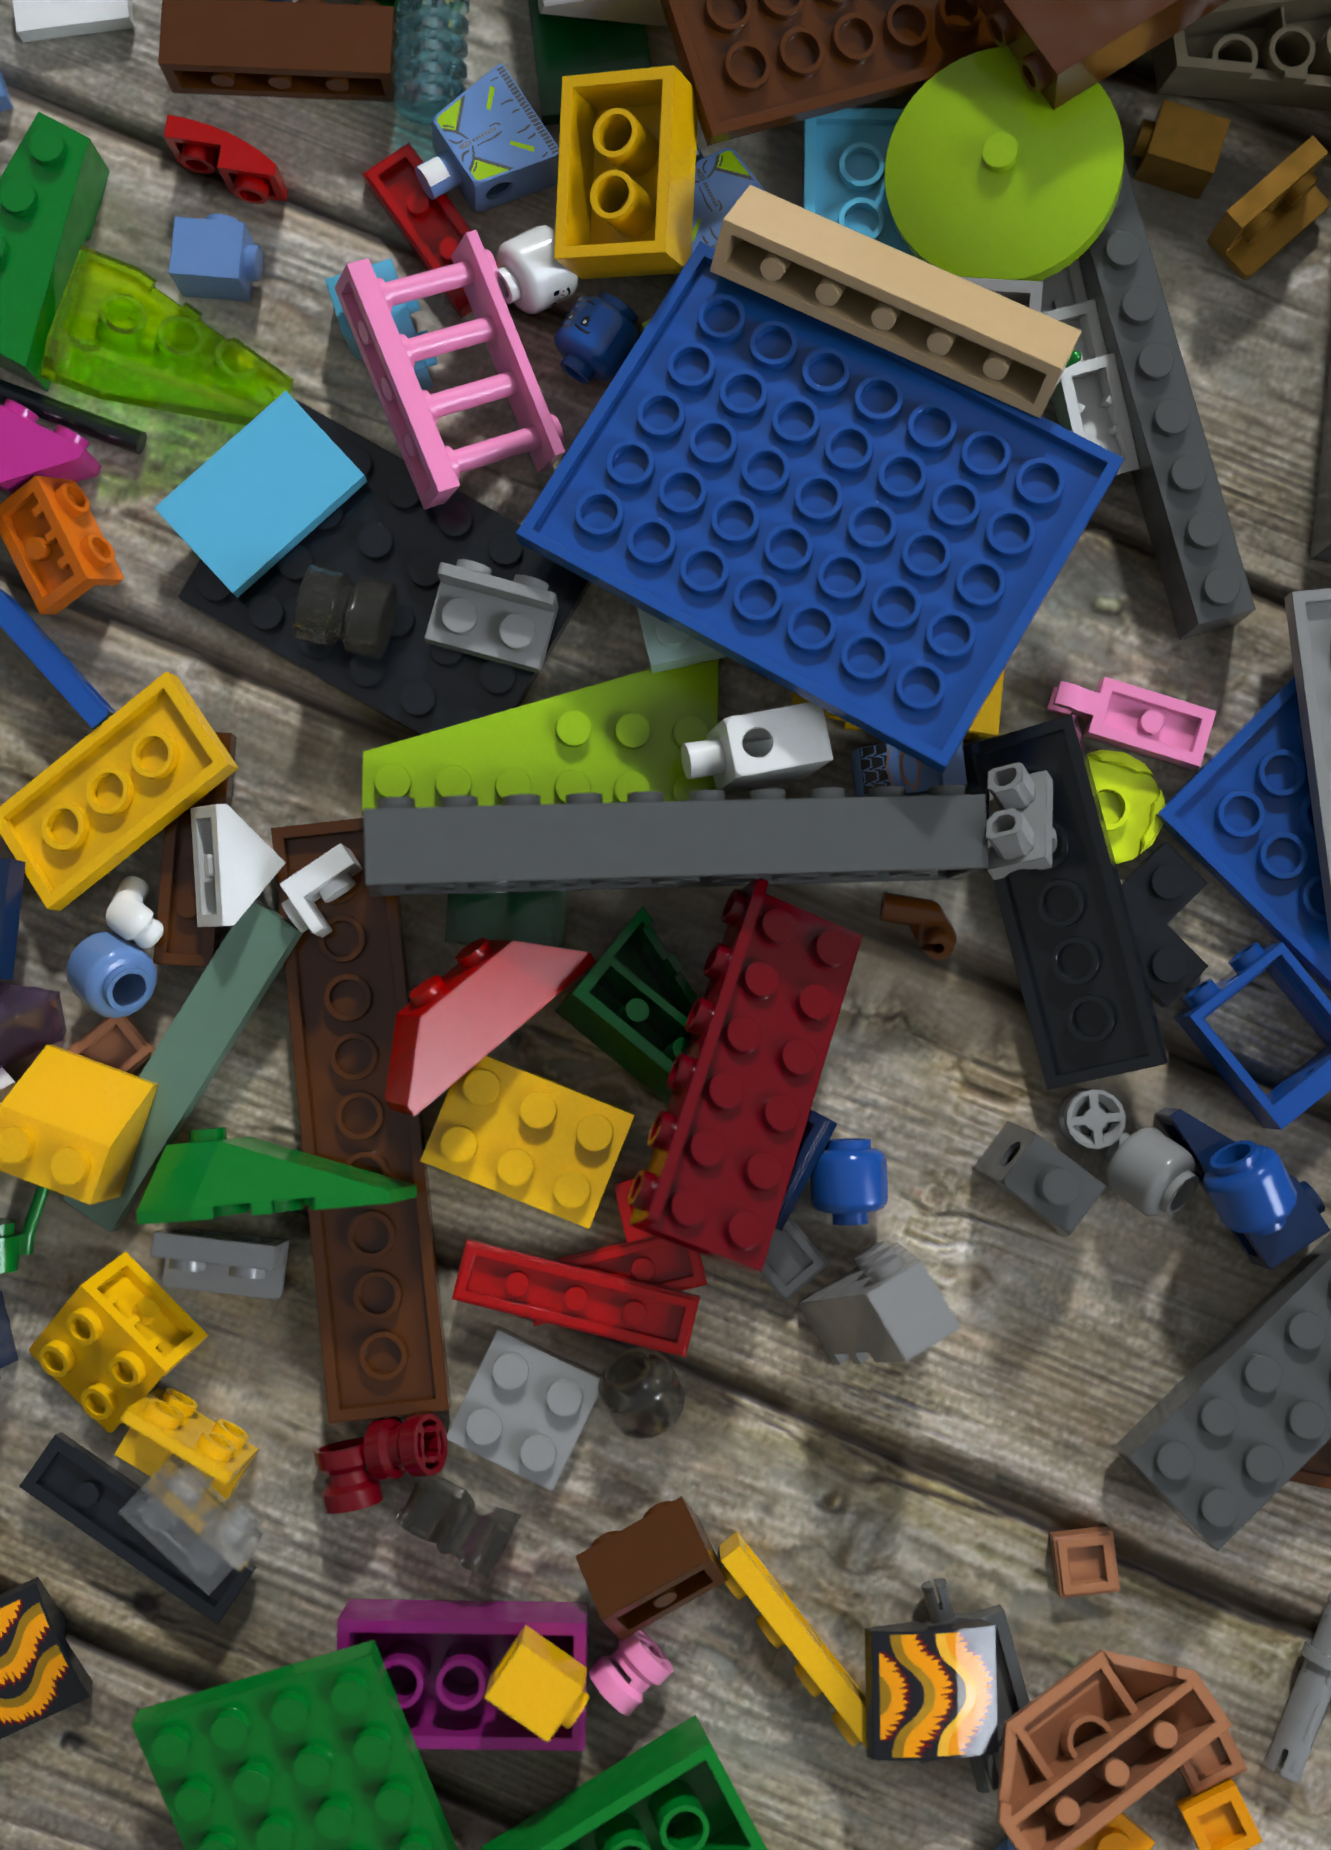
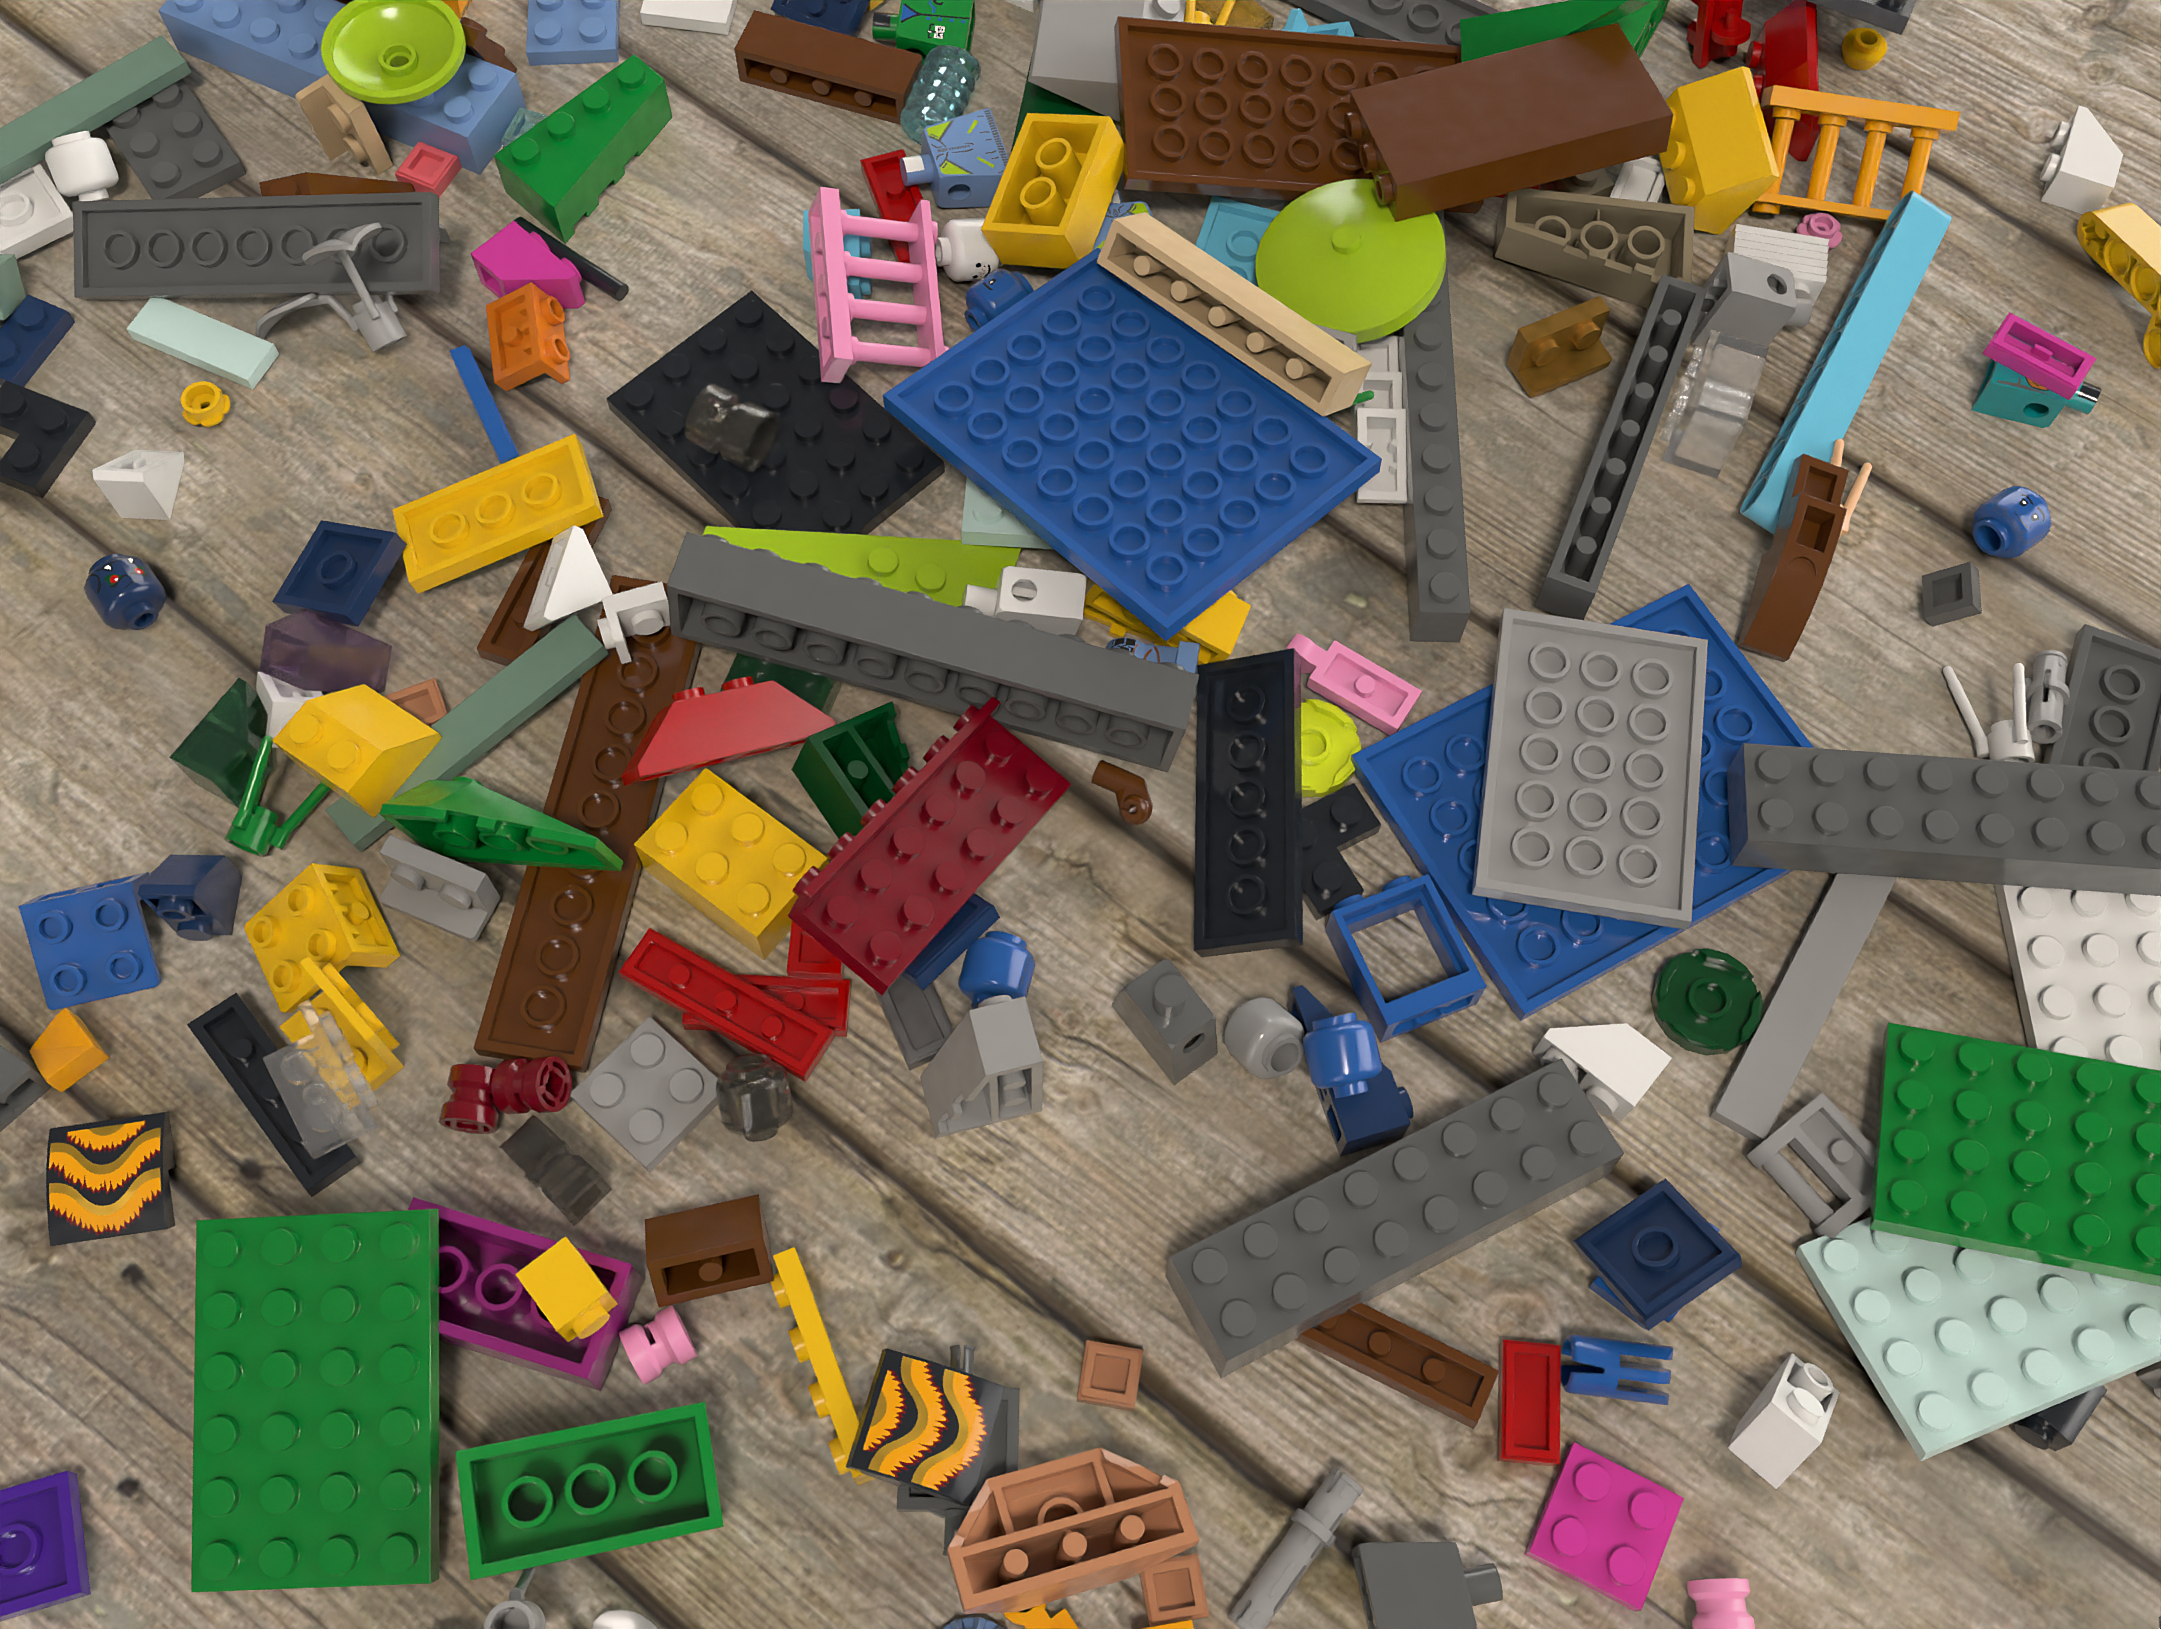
camera: 15 degrees right, 20 degrees down
(111, 974) = (444, 660): medium blue head -> none
(130, 916) = (476, 606): white arm -> none
(143, 349) = (639, 220): clear neon green wedge -> none
(214, 258) = (726, 184): medium blue brick -> none
(243, 168) = (753, 115): red slope -> none
(261, 494) = (698, 339): medium azure tile -> none
(492, 615) = (848, 464): light grey bracket -> none
(1019, 820) = (1224, 711): light grey hips -> none
(1103, 1117) = (1229, 973): light grey wheel -> none
(1179, 148) = (1499, 292): pearl gold brick -> none

